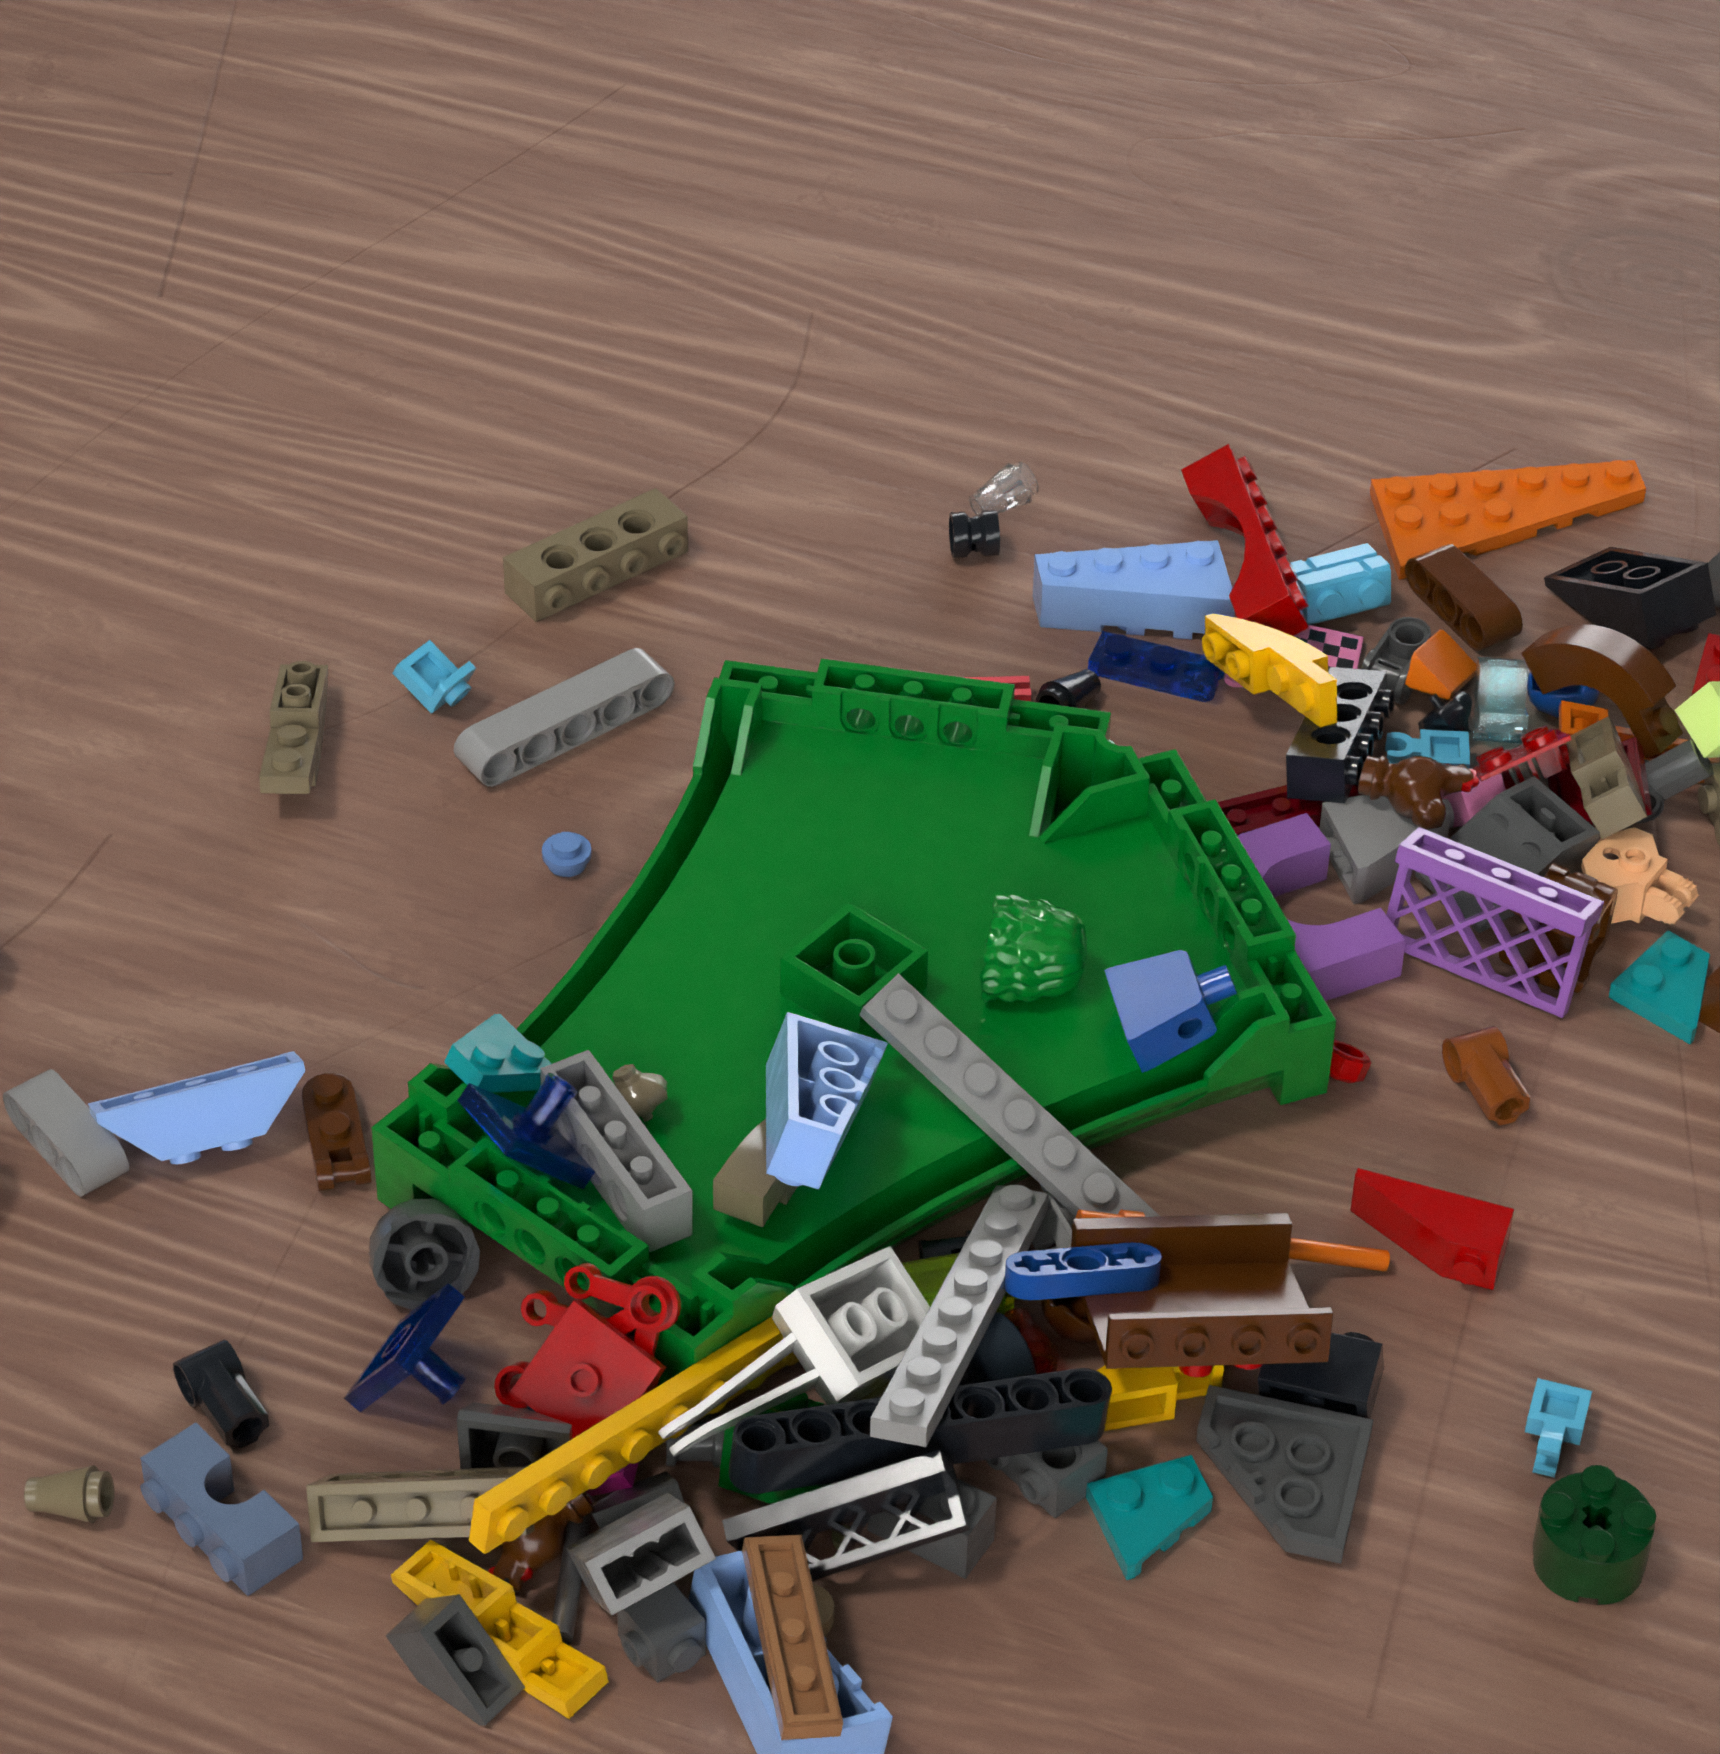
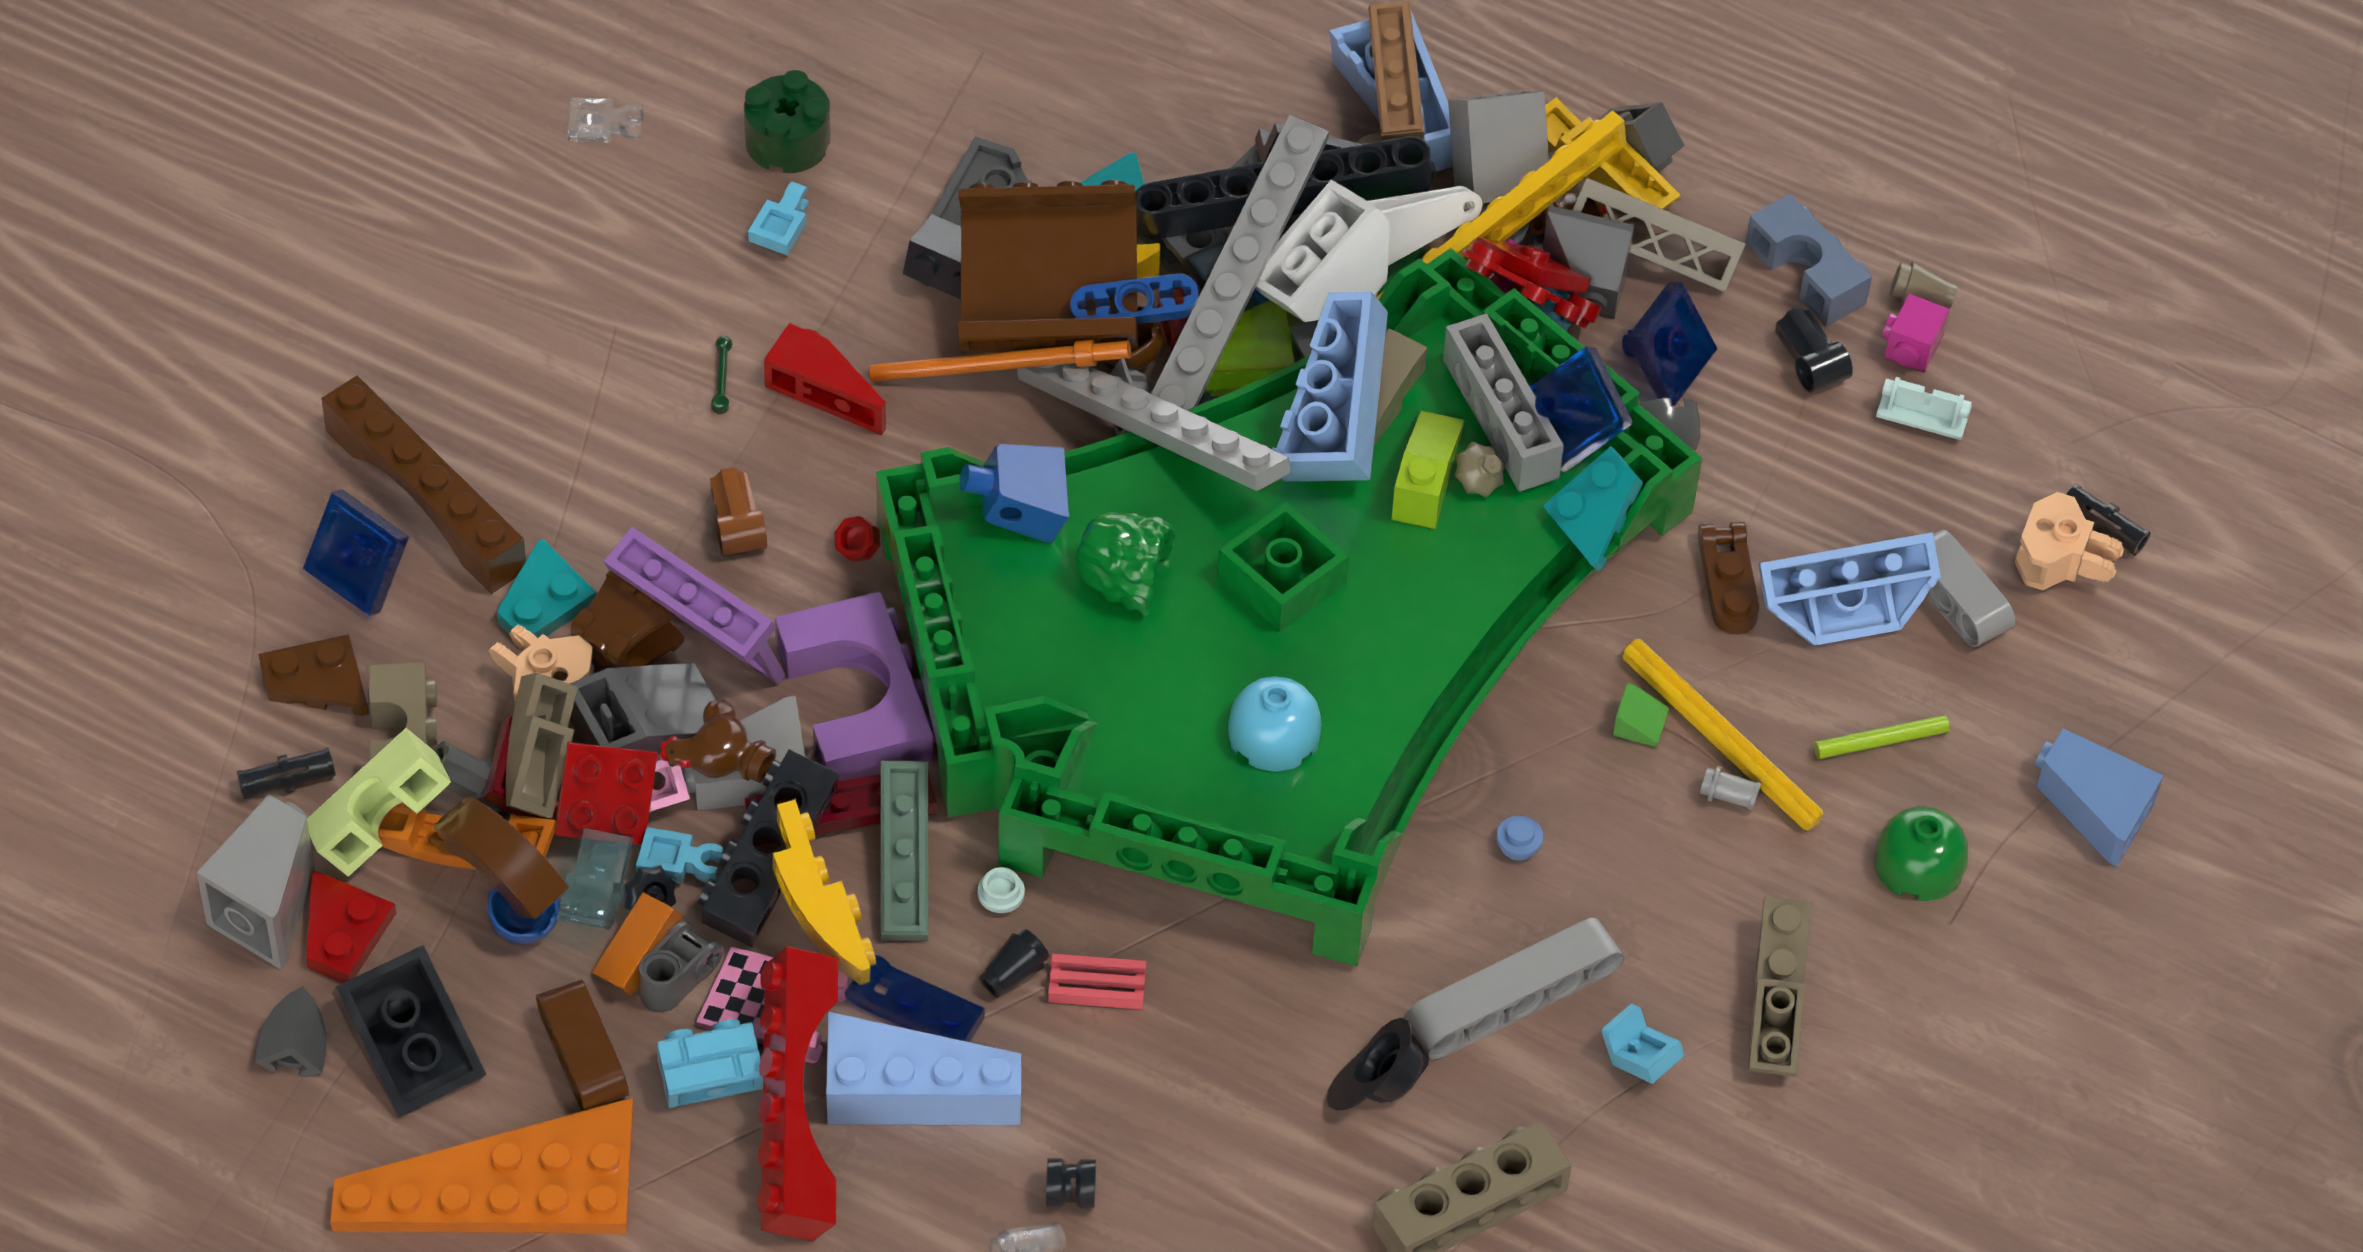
camera: 175 degrees left, 10 degrees up
(85, 1424) = (1915, 332): none -> dark pink brick
(86, 1345) = (1933, 412): none -> light aqua hinge
(134, 872) = (1921, 853): none -> green cylinder
(167, 987) = (1881, 736): none -> lime bar
(342, 914) = (1729, 788): none -> light grey pin
(349, 970) = (1723, 734): none -> yellow axle
(440, 977) = (1640, 717): none -> bright green slope
(696, 630) = (1381, 1070): none -> black piece
(700, 1094) = (1426, 469): none -> lime slope
(839, 827) = (1274, 724): none -> medium azure cylinder
(1205, 759) = (904, 850): none -> sand green tile
(1552, 1213) = (720, 402): none -> dark green hinge

